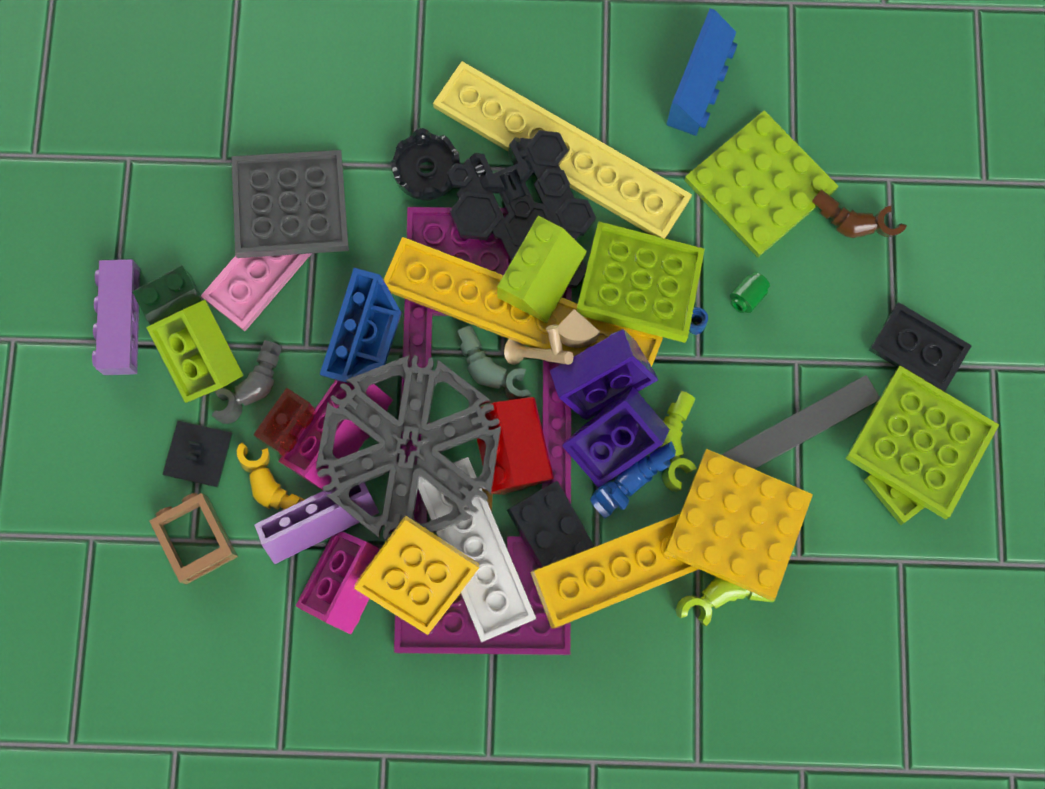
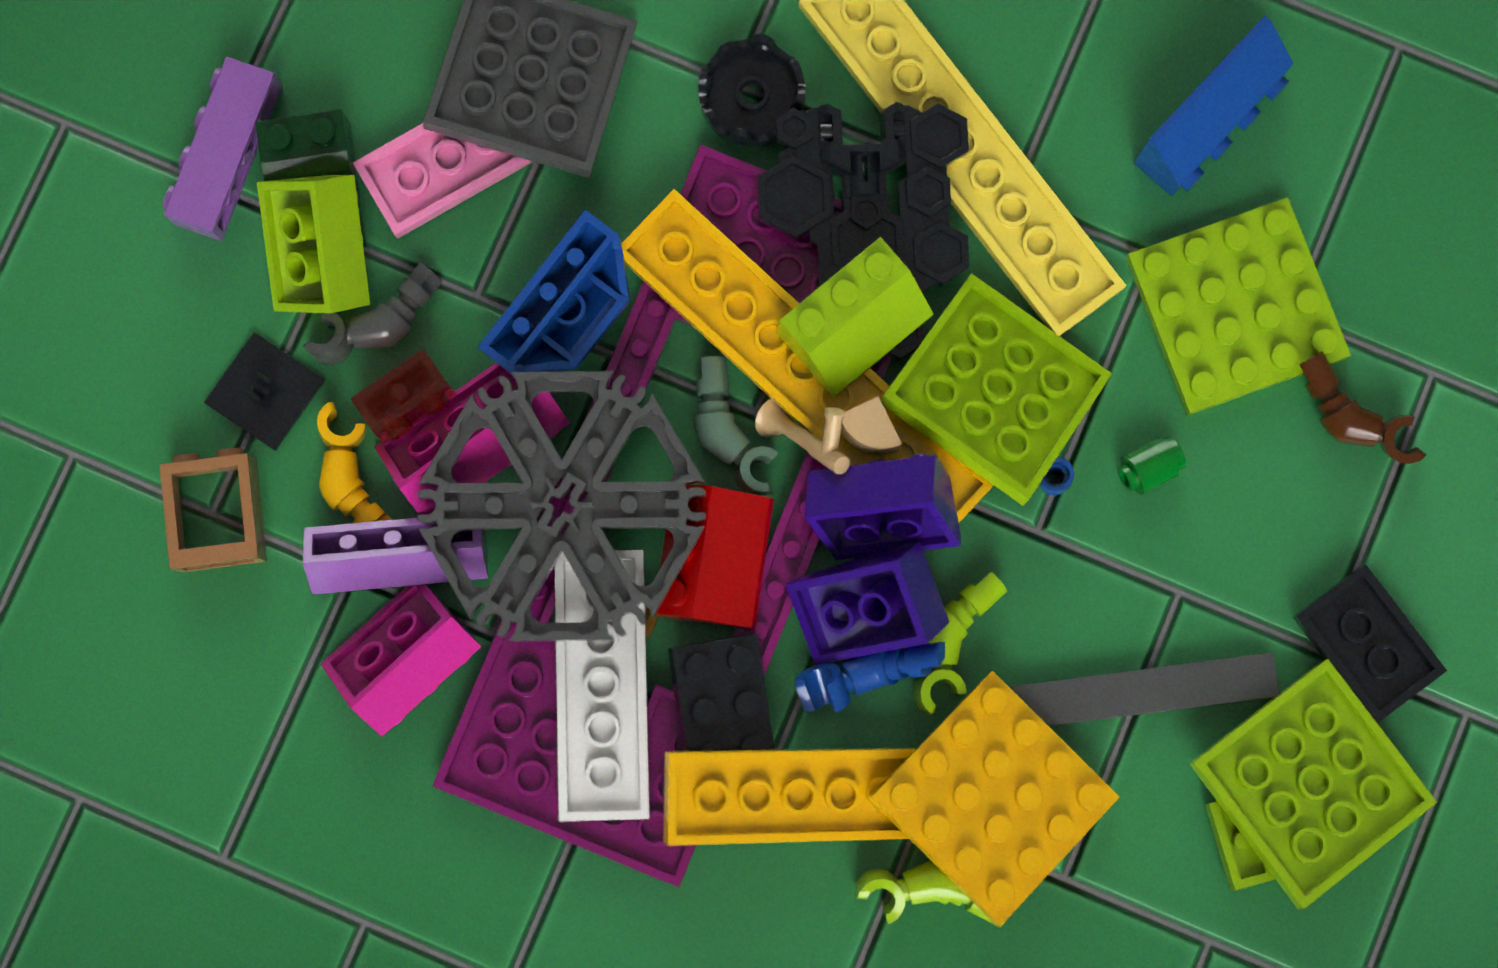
camera: 20 degrees right, 5 degrees up
(416, 575) = (502, 692): yellow plate -> none

